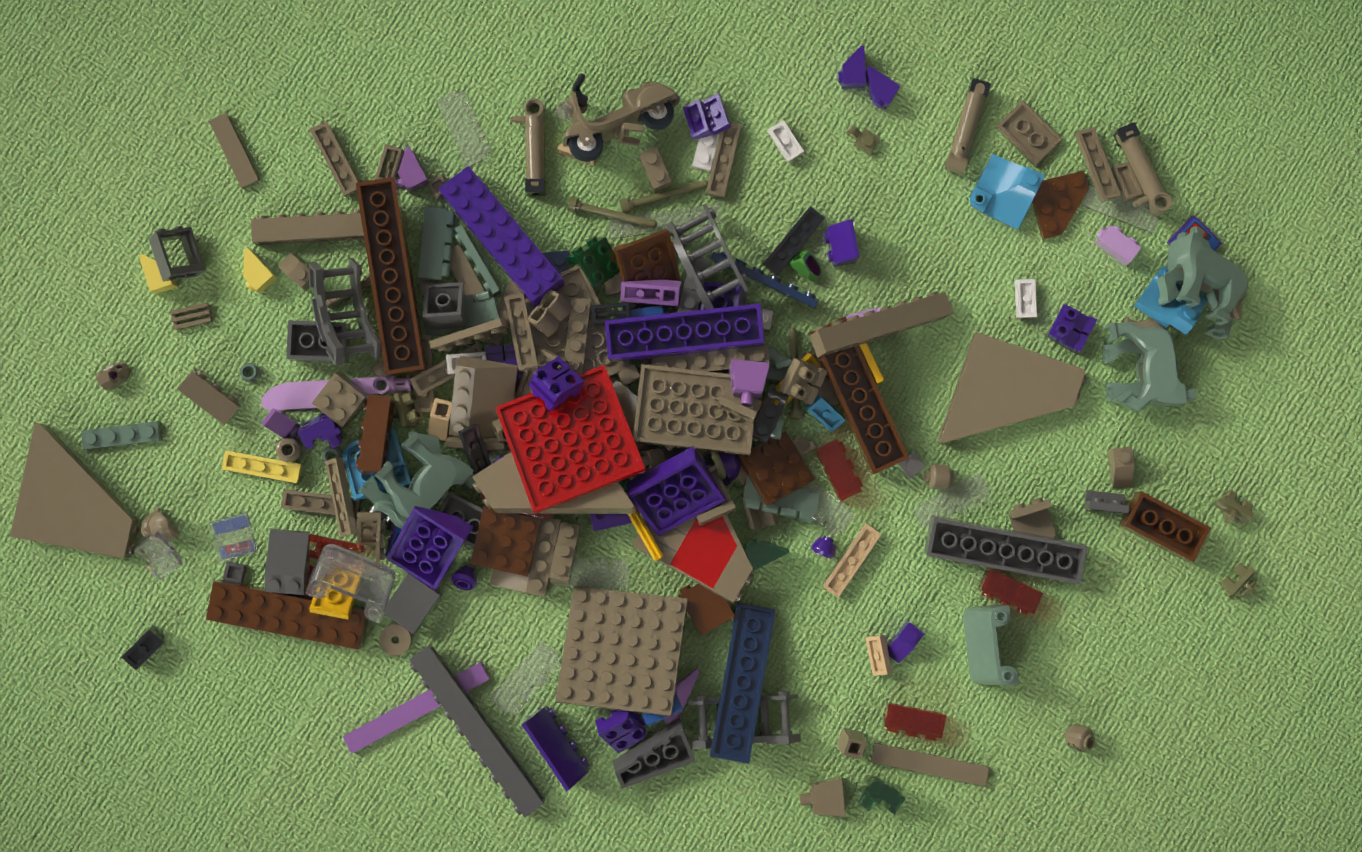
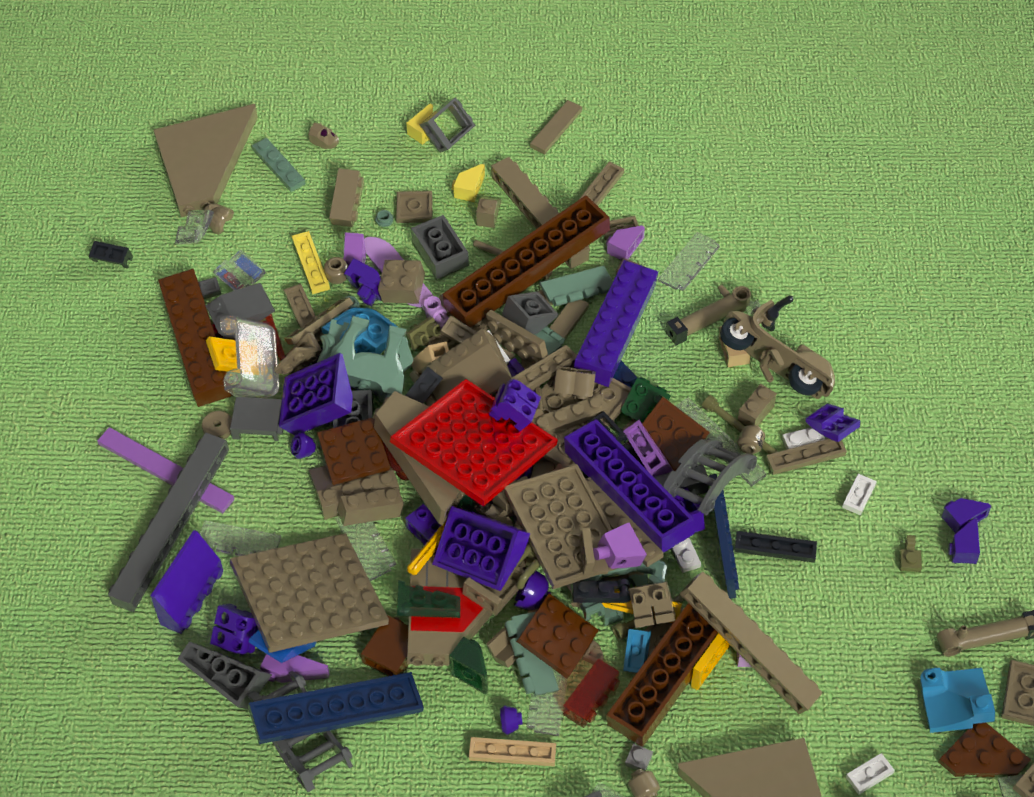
camera: 65 degrees right, 30 degrees down
(175, 319) = (407, 160): dark tan tile -> none
(251, 336) = (414, 206): none -> dark tan tile
(324, 317) = (461, 233): dark grey fence -> none
(376, 434) = (396, 312): reddish brown brick -> none
(480, 267) = (586, 319): sand green plate -> none
(577, 205) = (683, 367): olive piece -> none
(686, 196) = (751, 439): none -> dark tan head
(696, 563) = (423, 603): none -> clear green wing
(807, 266) = (761, 568): bright green rock -> none
(841, 243) = (802, 584): dark purple slope -> none

